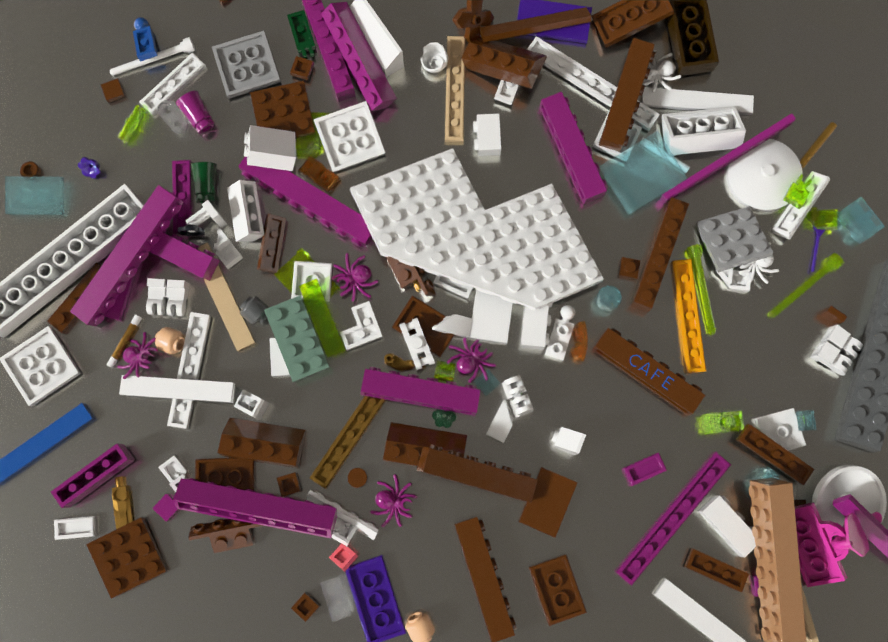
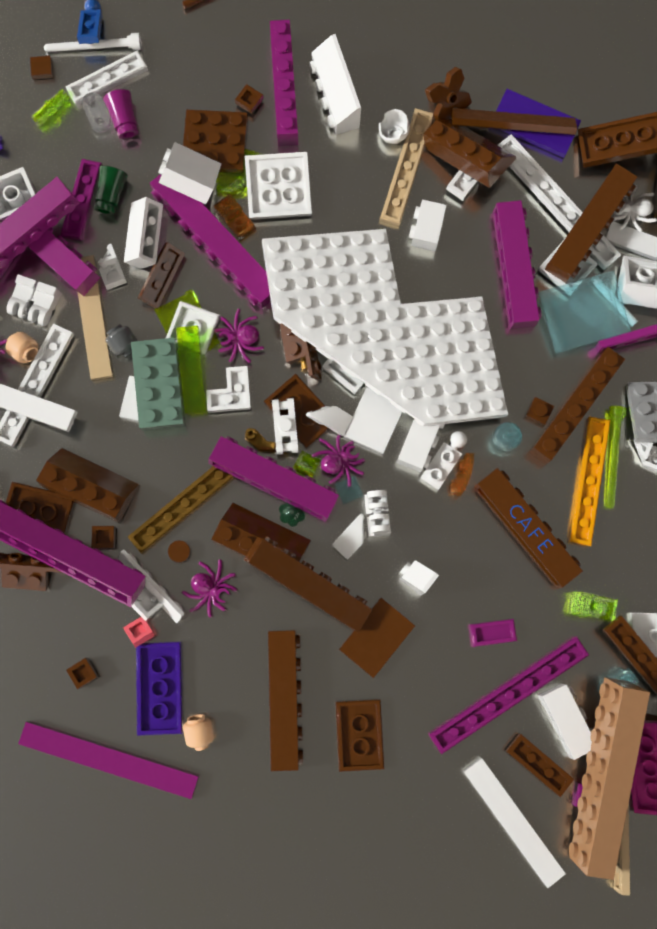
camera: 10 degrees right, 0 degrees up
(199, 217) = (91, 225): white piece -> none
(246, 64) = (190, 78): light grey plate -> none
(251, 404) = (89, 441): white slope -> none
(301, 33) = (260, 62): dark green hinge -> none
(336, 598) = (117, 674): clear plate -> none
(358, 55) = (313, 101): magenta brick -> none

